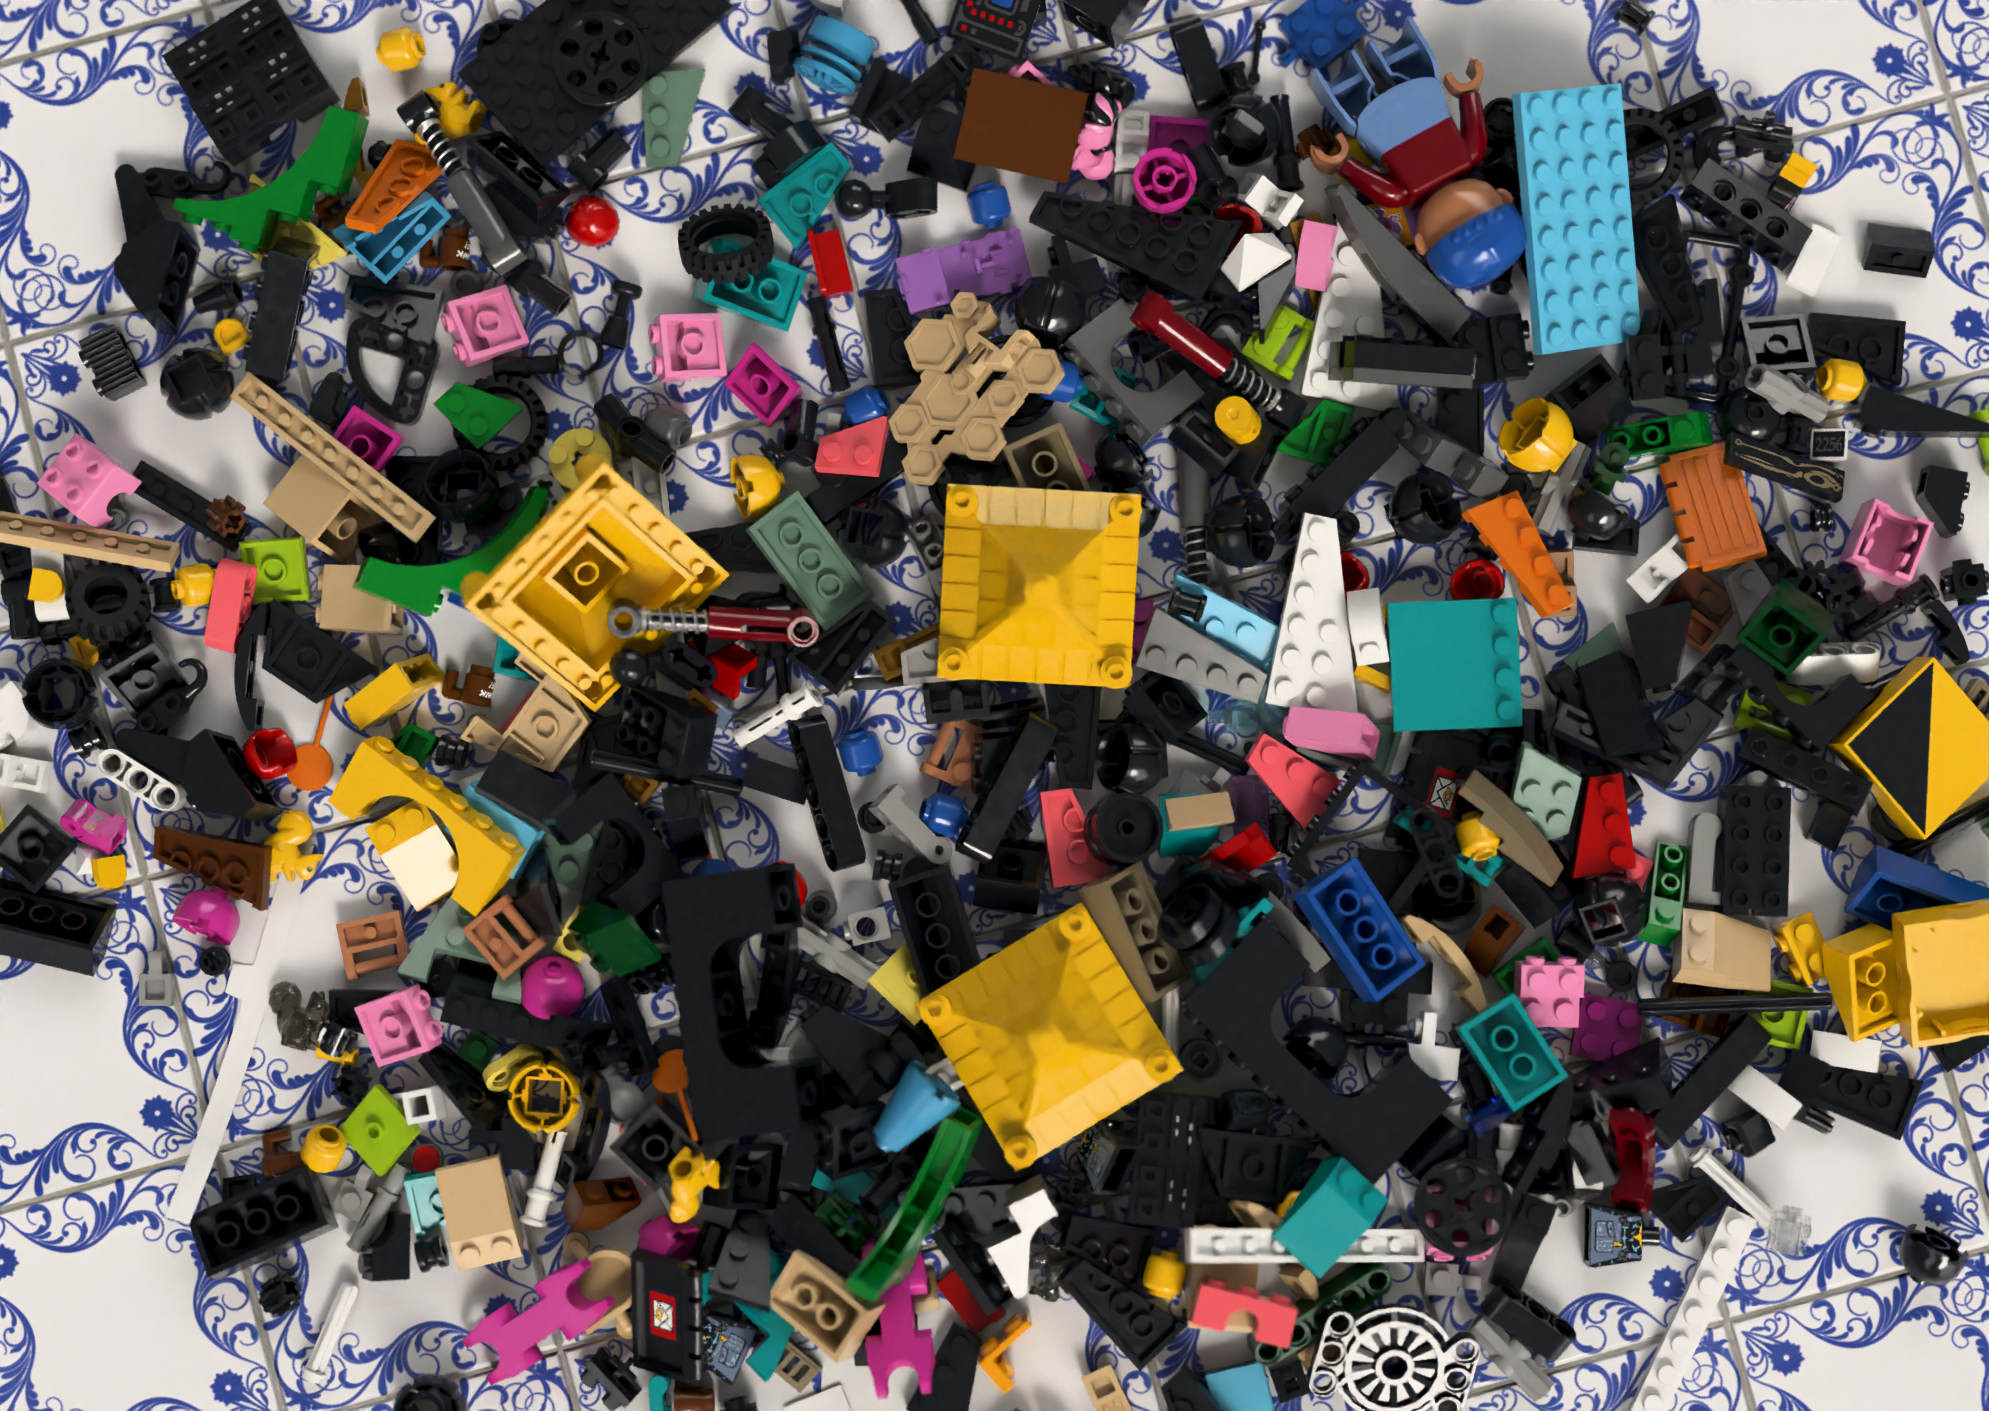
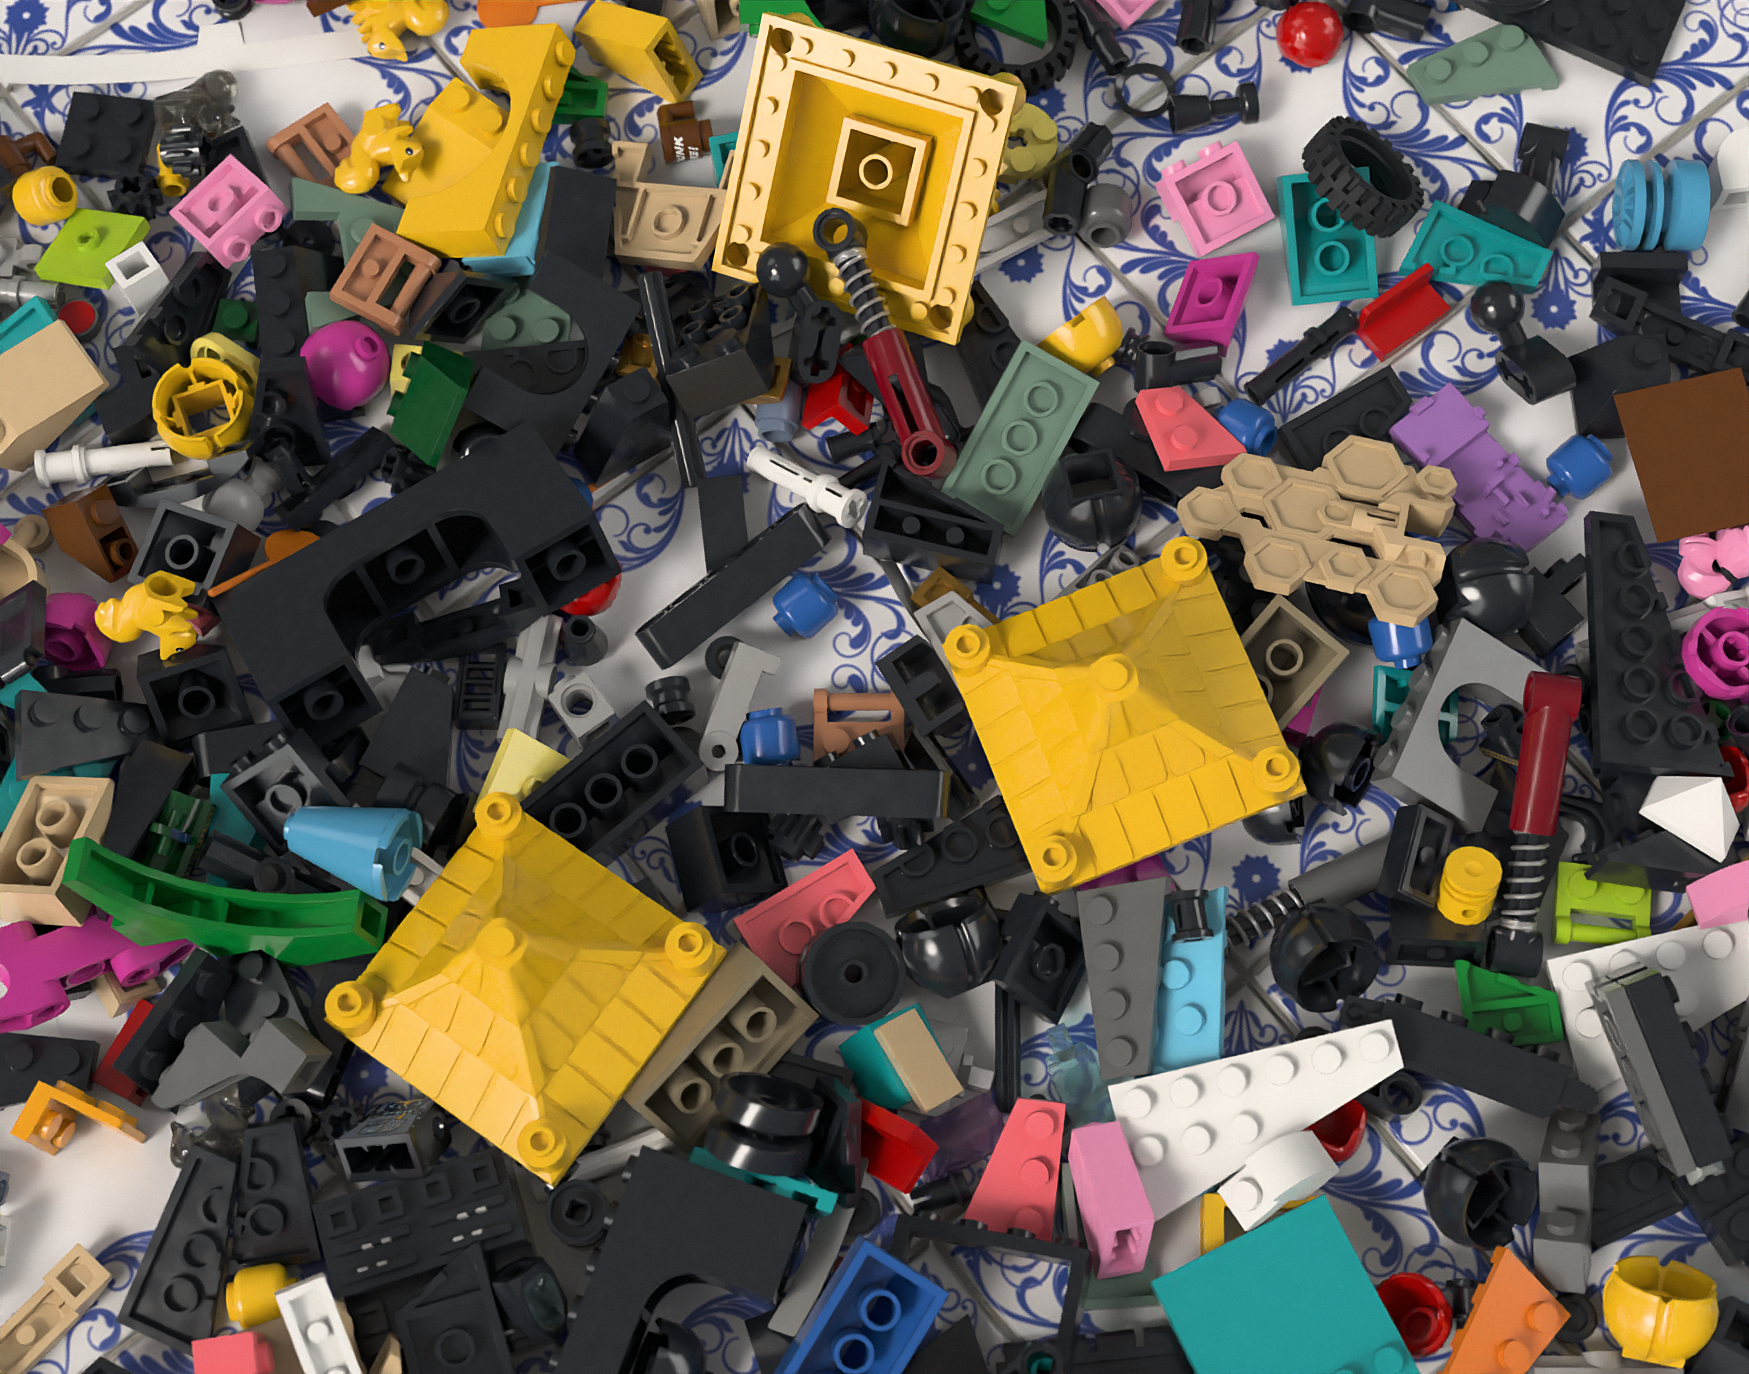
camera: 65 degrees right, 15 degrees down
(288, 1089) = (106, 135): none -> black plate
(393, 903) = (379, 144): none -> yellow animal
(782, 52) = (1633, 143): black rock -> none

